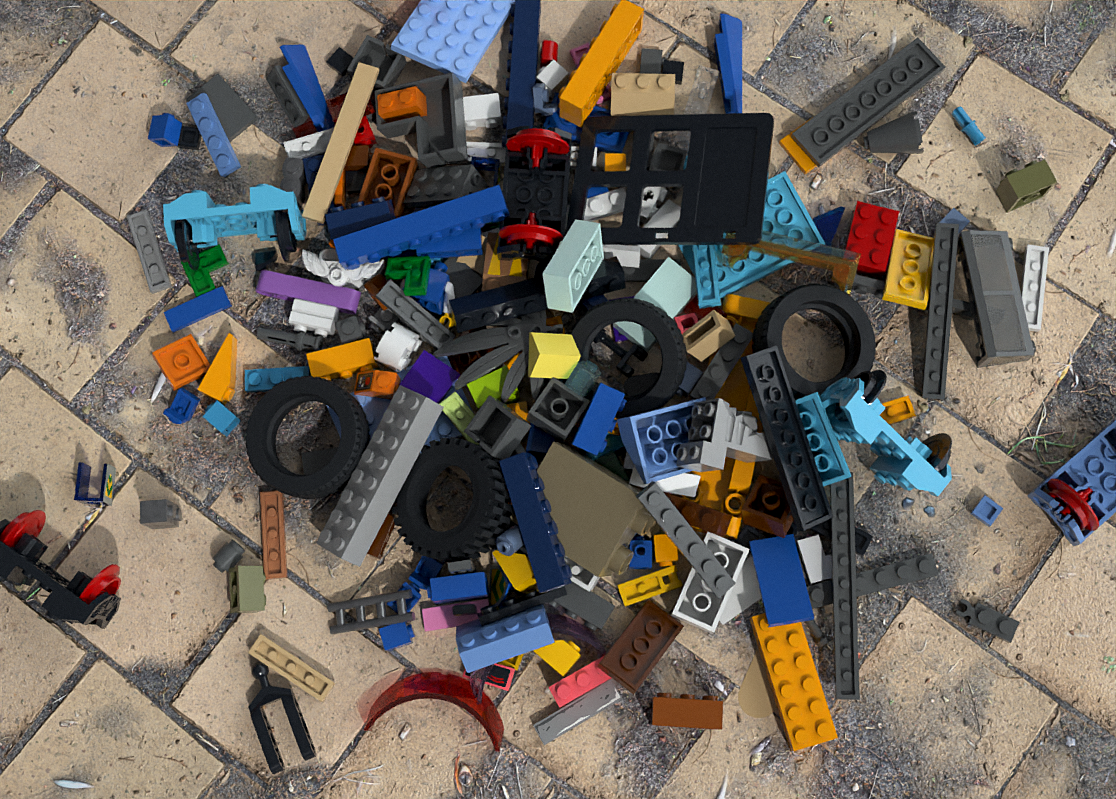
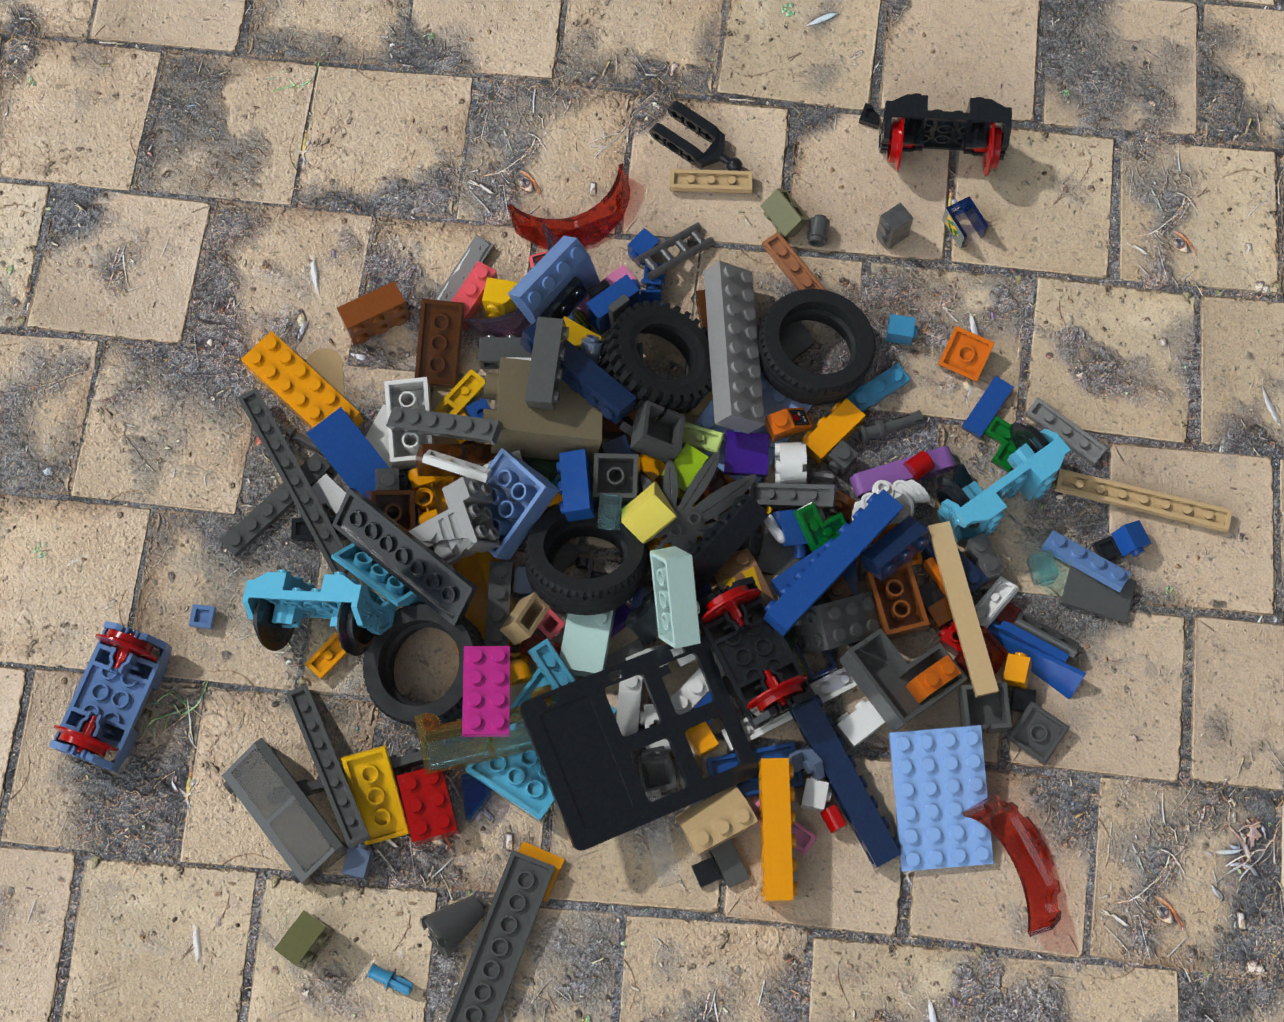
camera: 145 degrees right, 5 degrees down
(102, 648) = (869, 117): none -> black tile
(124, 151) = (1143, 500): none -> tan plate
(182, 407) = (939, 318): blue bracket -> none
(221, 375) = (926, 365): light orange slope -> none
(251, 149) = (1042, 568): none -> clear light blue brick
(291, 282) = (920, 465): none -> red brick
(313, 317) = (881, 452): white brick -> none
(329, 81) = (1017, 670): none -> light orange brick
(346, 29) = (1037, 732): none -> dark grey tile
(562, 534) = (546, 363): none -> dark grey brick
(697, 487) = (456, 465): none -> white tile
(729, 62) = (656, 913): blue wedge -> none
(761, 534) = (386, 479): none -> dark grey brick
(779, 273) = (486, 691): none -> dark pink plate
(989, 620) = (159, 528): dark grey plate -> none
(1034, 284) = (253, 849): white plate -> none

